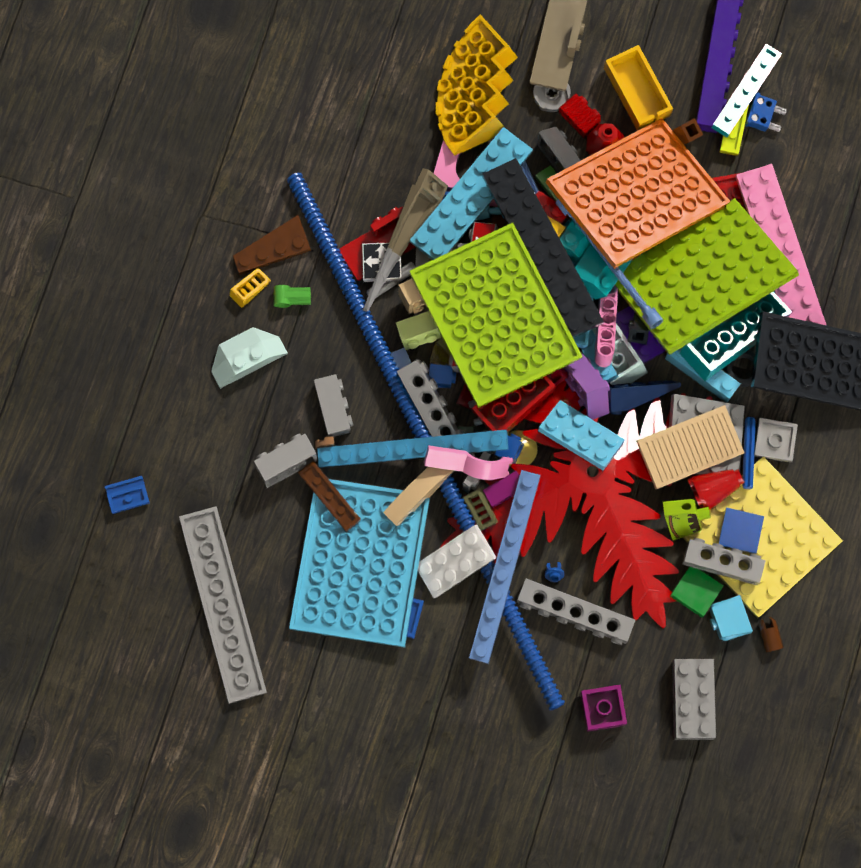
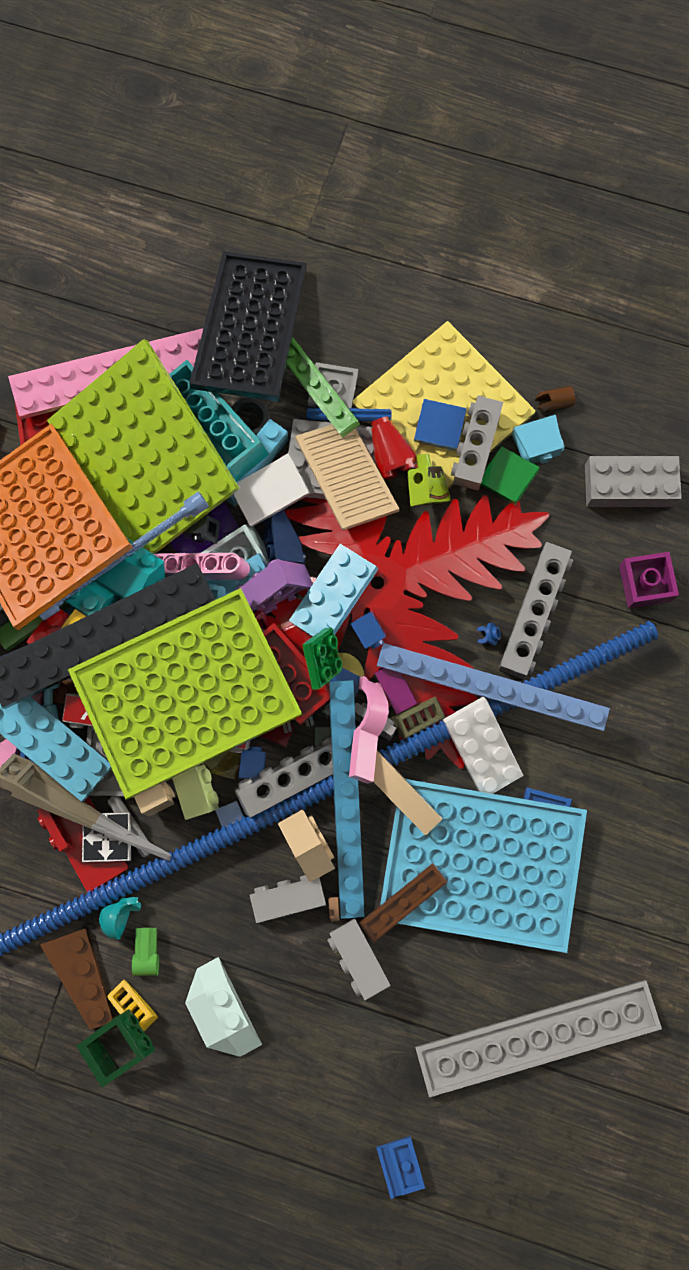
camera: 85 degrees left, 0 degrees up
(212, 262) = (99, 1059): none -> dark green window
(319, 271) = (115, 916): none -> teal piece
(374, 417) = (307, 845): none -> tan brick
(525, 423) = (322, 657): none -> green tile
(550, 463) = (369, 630): none -> blue brick
(673, 383) = (270, 490): none -> white tile
(771, 426) = (320, 390): none -> bright green tile

